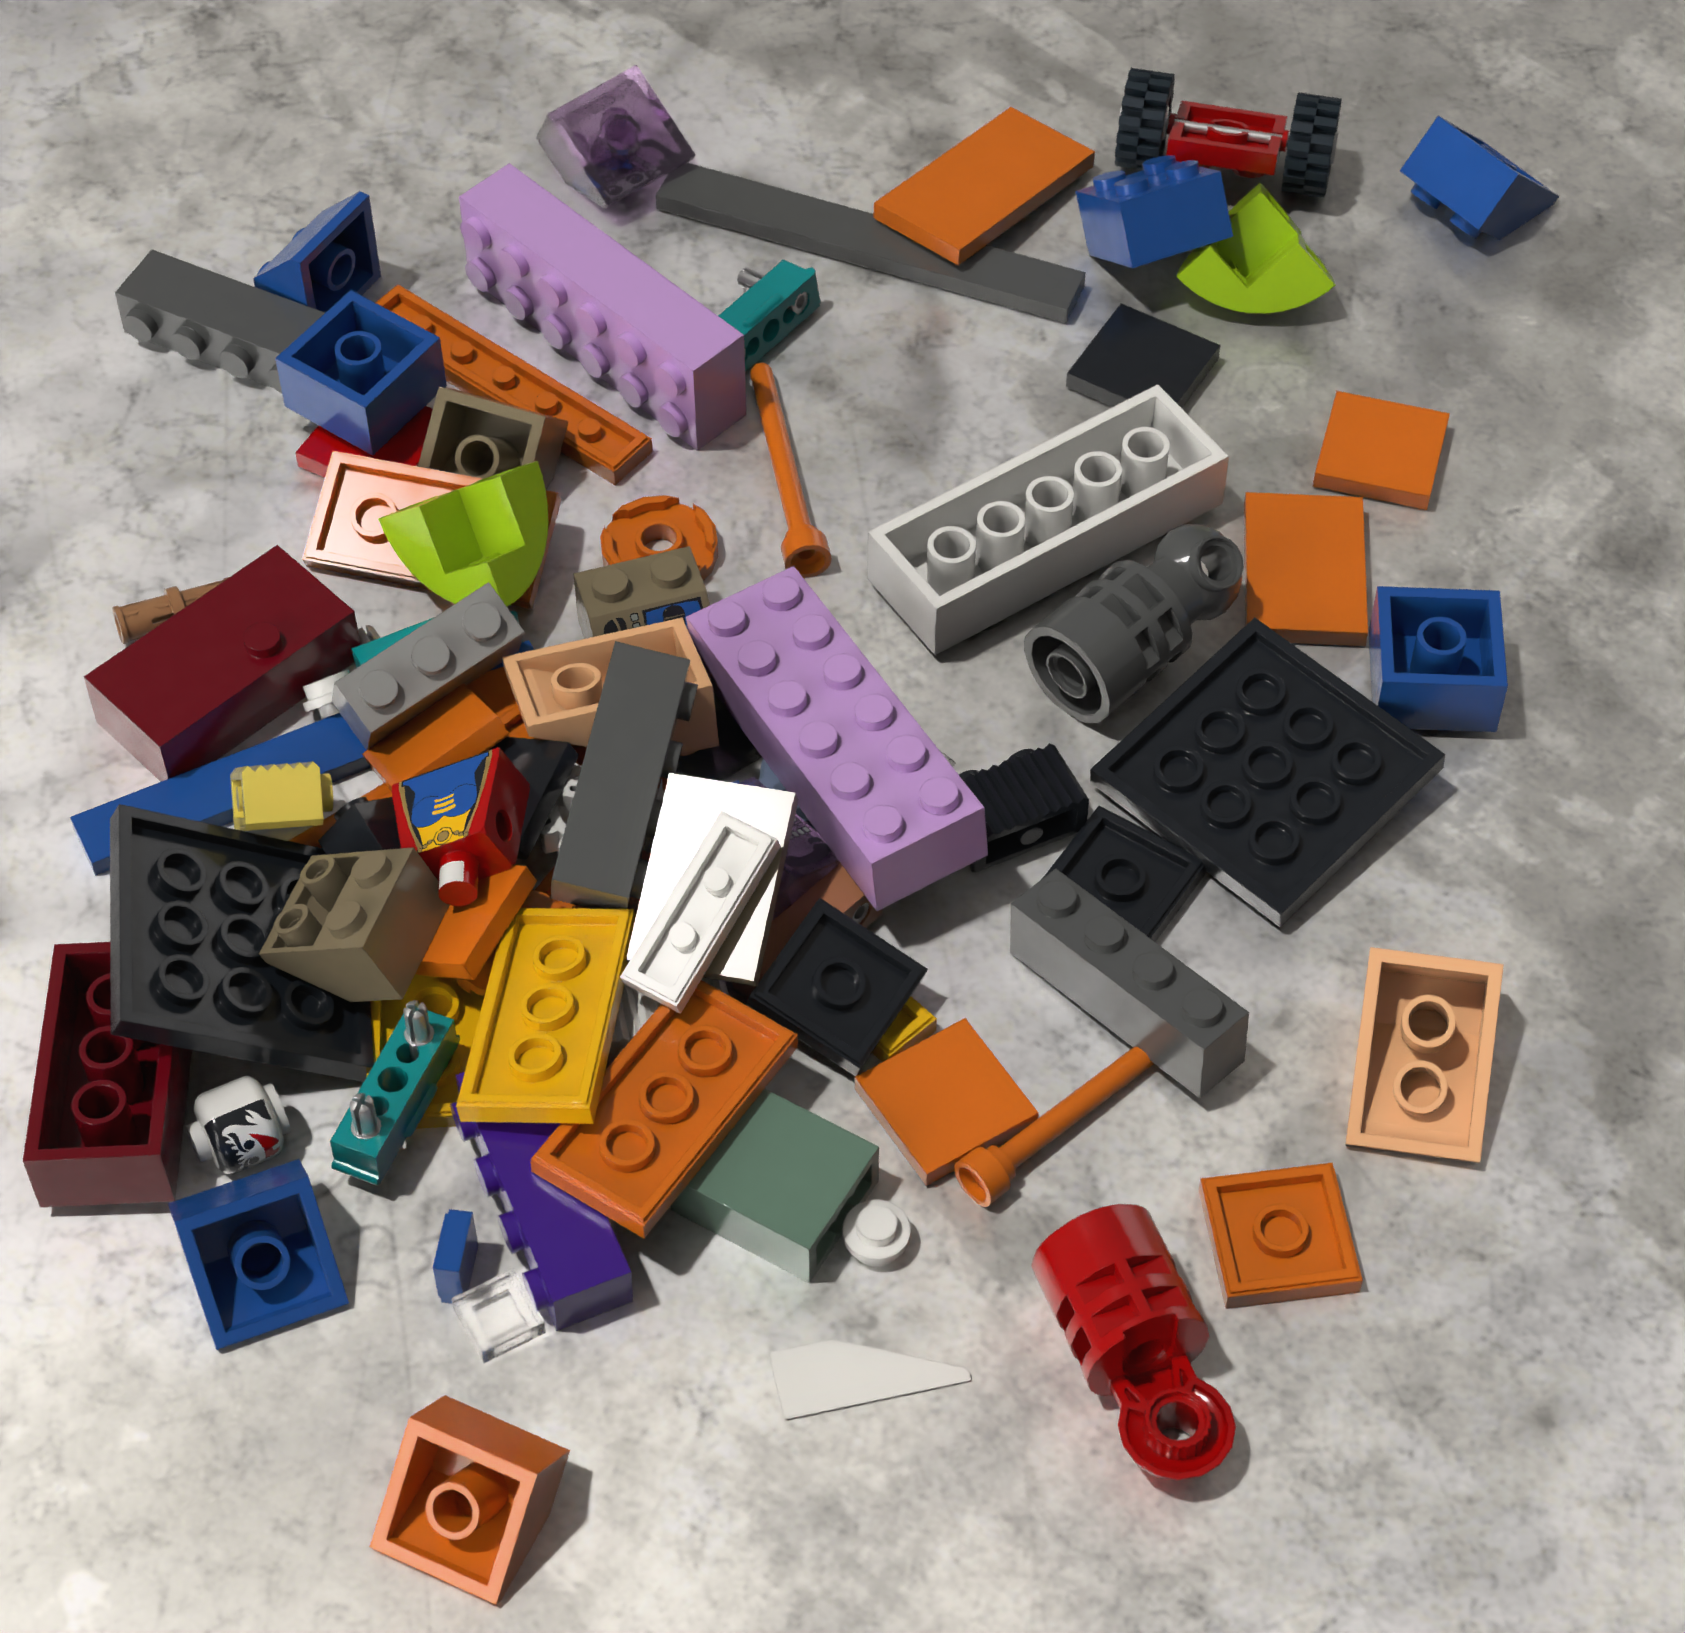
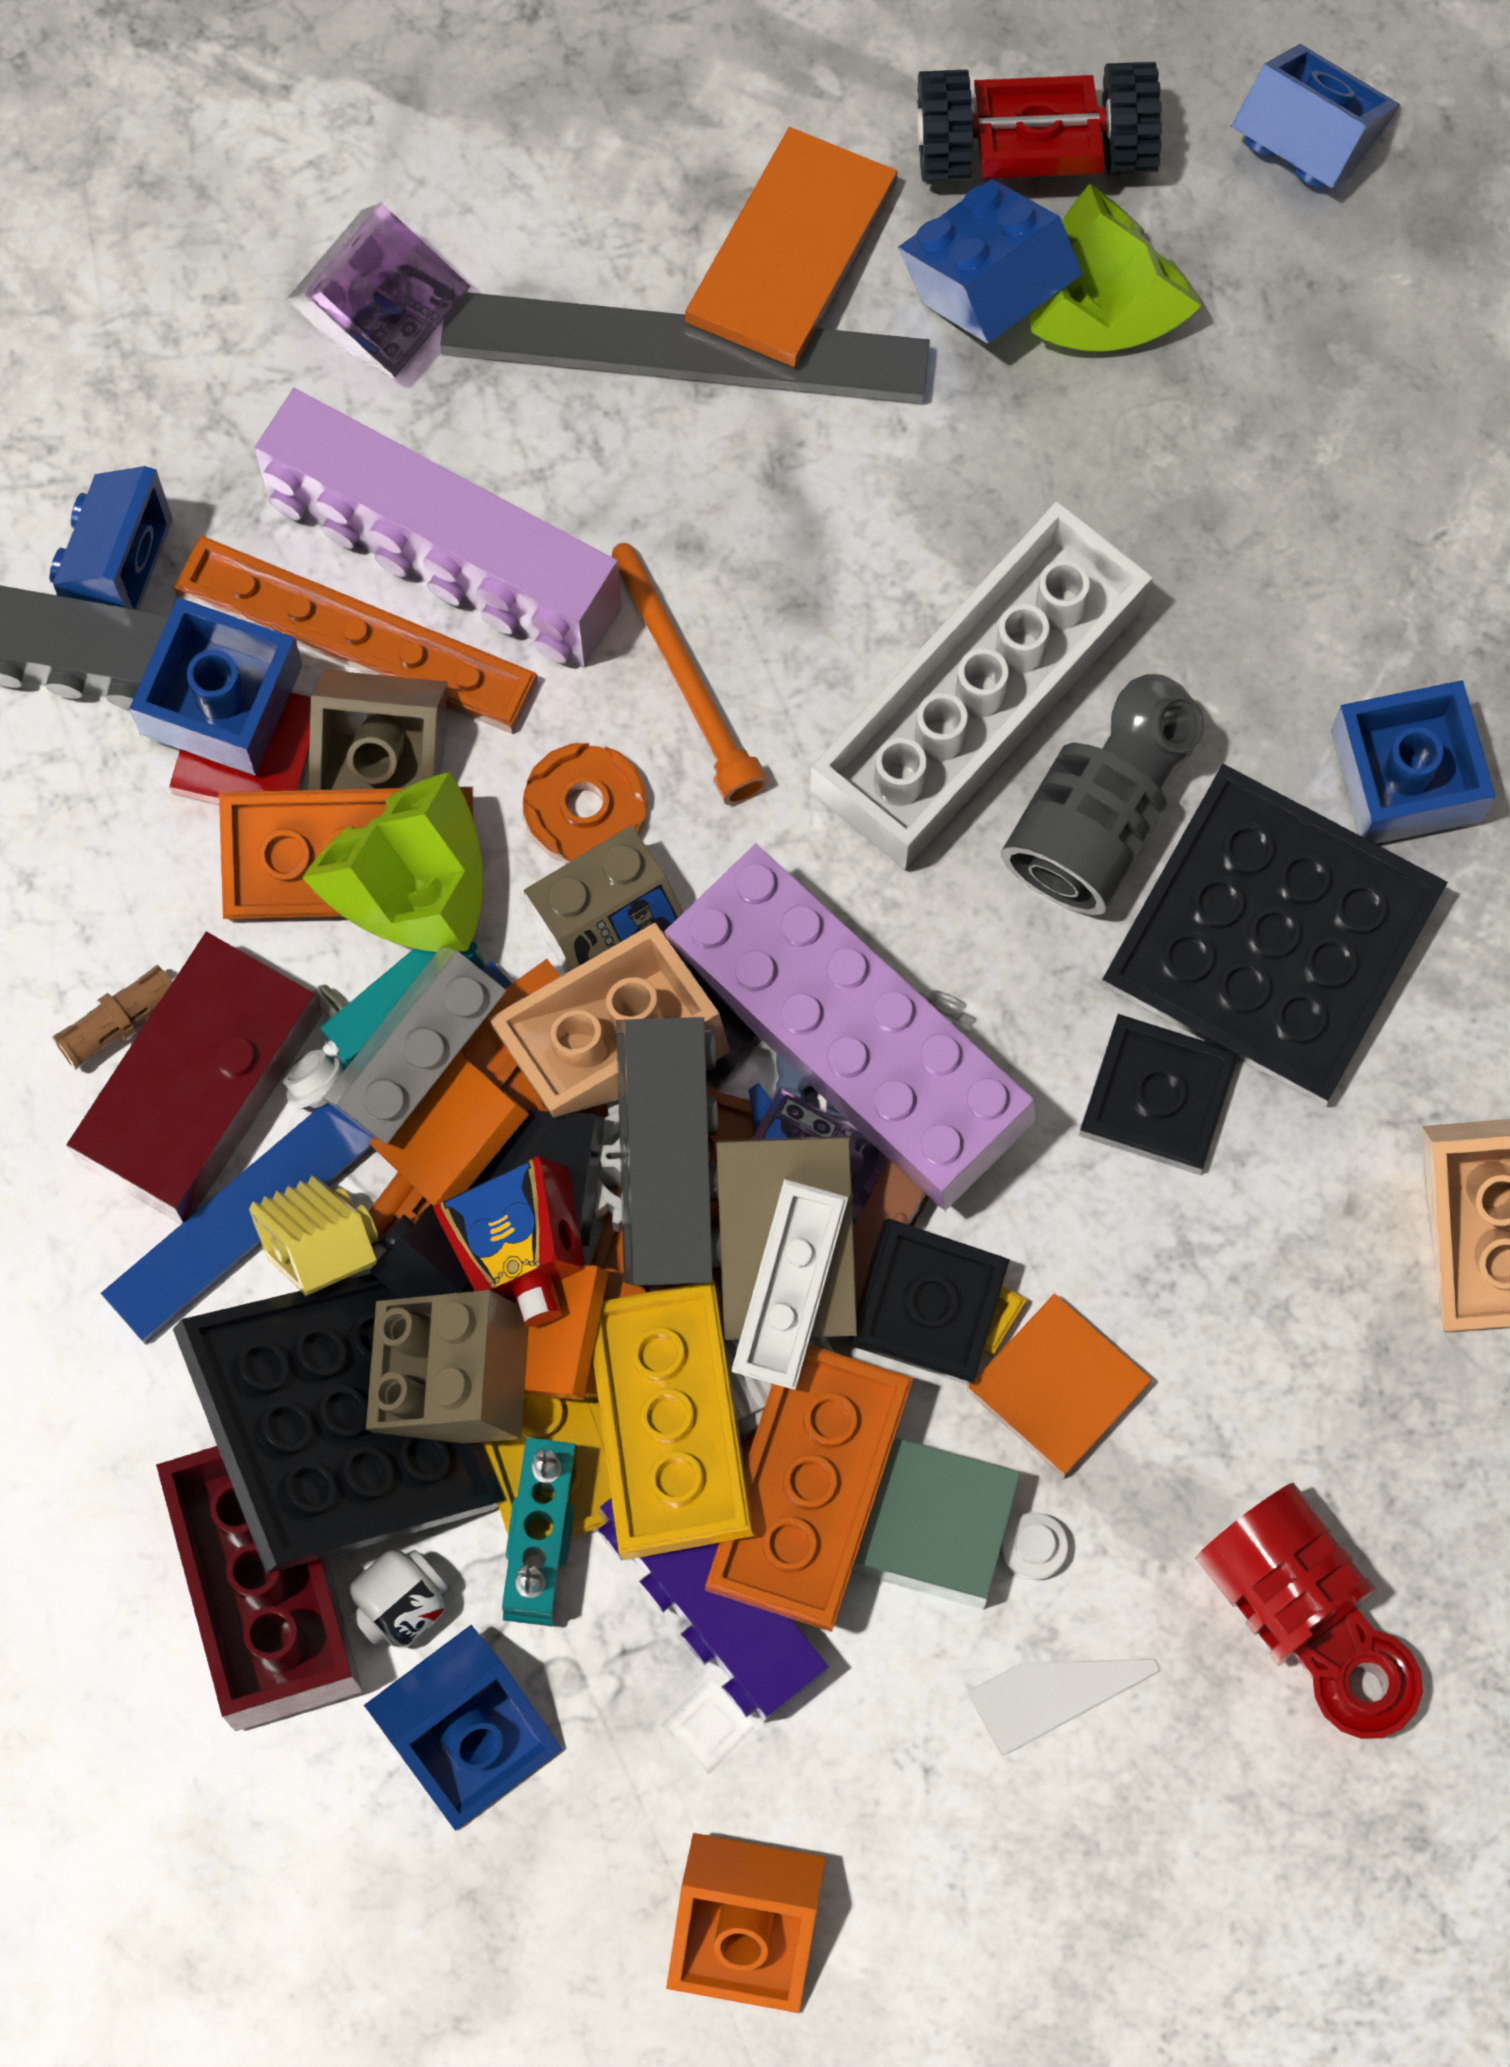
camera: 15 degrees left, 20 degrees up
(455, 1254) = (651, 1682): blue tile -> none
(771, 306) = (607, 478): teal piece -> none
(988, 1171) = (1123, 1452): orange piece -> none
(1027, 803) = (1043, 1033): black brick -> none
(1128, 982) = (1203, 1222): dark grey brick -> none
(1138, 353) = (1019, 445): black tile -> none
(1279, 1235) = (1406, 1446): orange tile -> none
(1306, 567) = (1249, 667): orange tile -> none
(1381, 450) = (1291, 495): orange tile -> none

